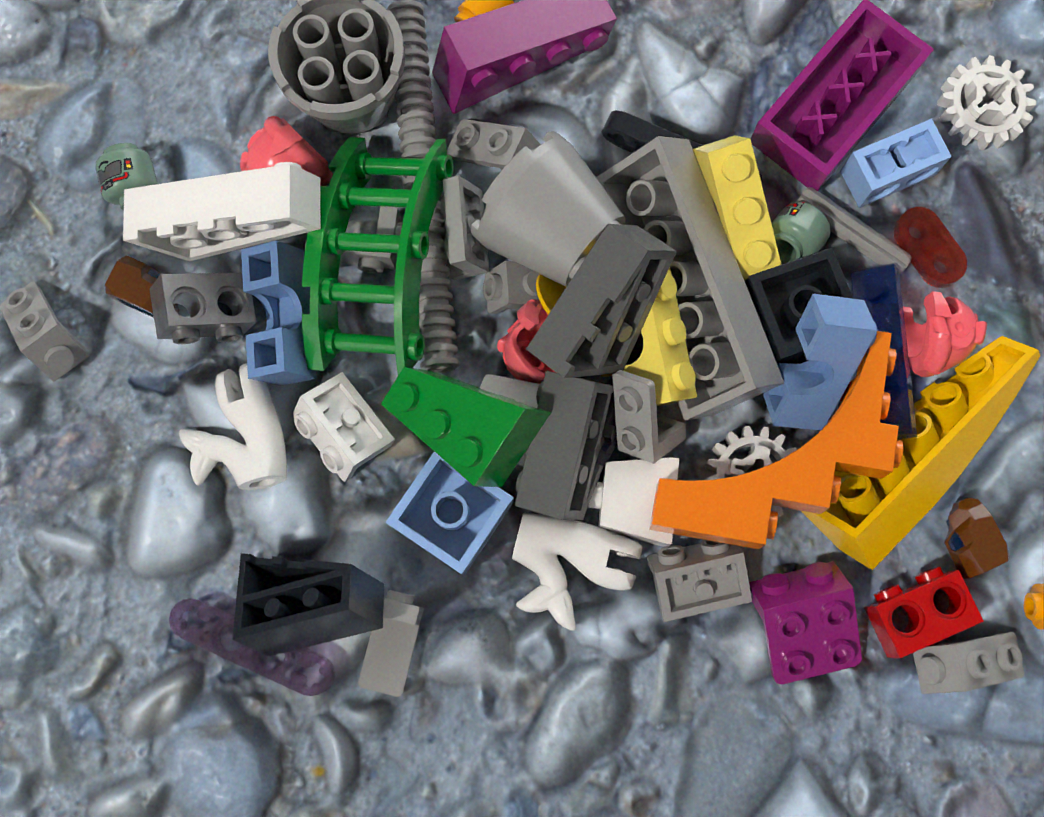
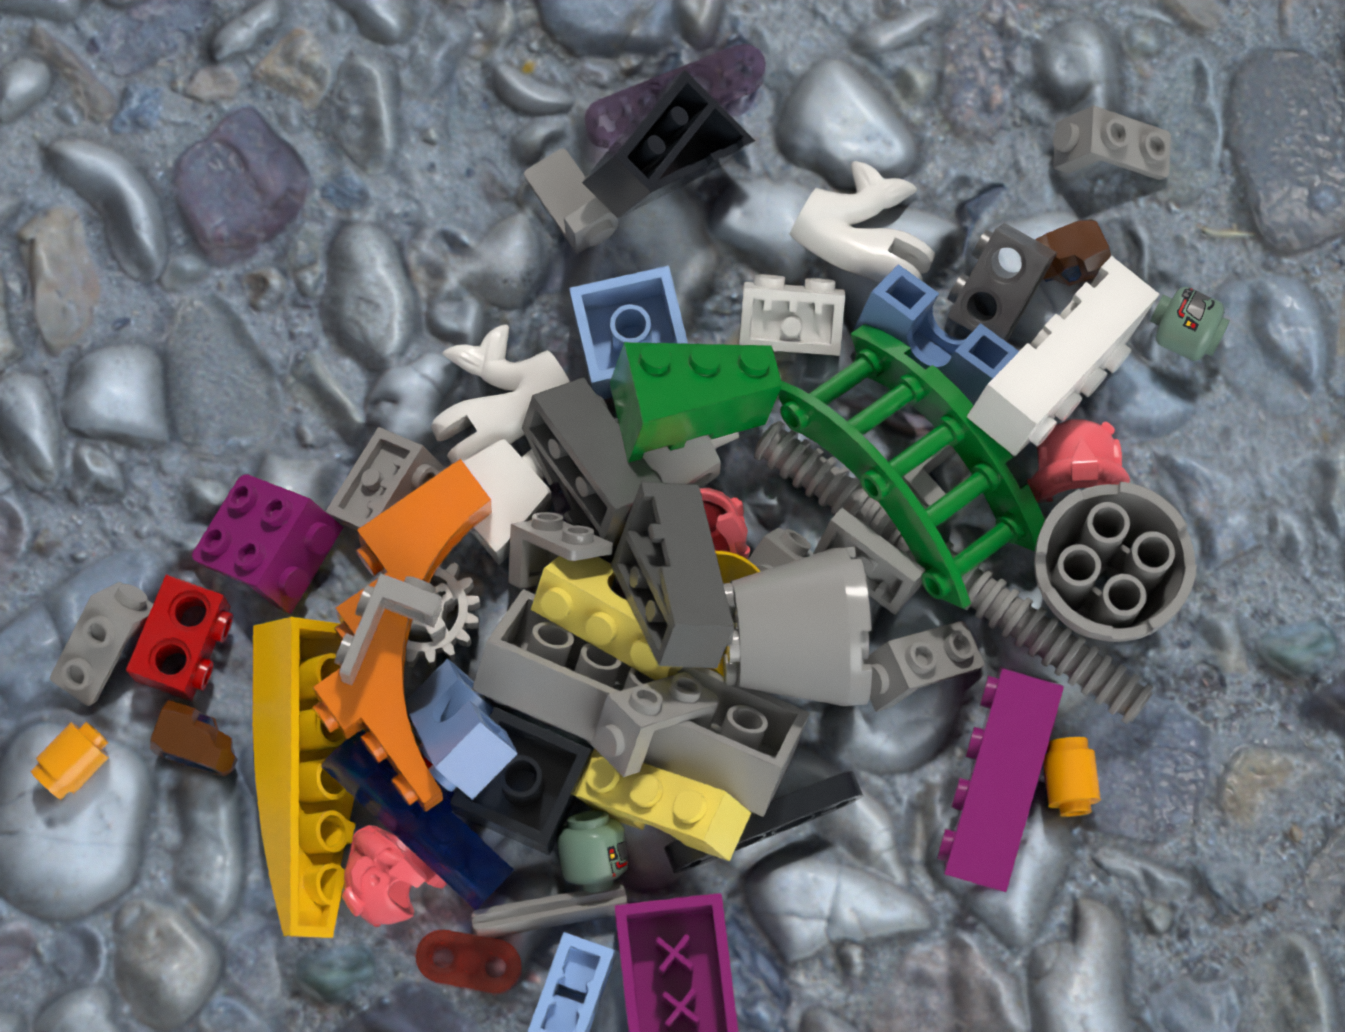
camera: 130 degrees right, 5 degrees down
(707, 245) = (637, 712): none -> light grey bracket
(783, 458) = (408, 598): none -> light grey bracket

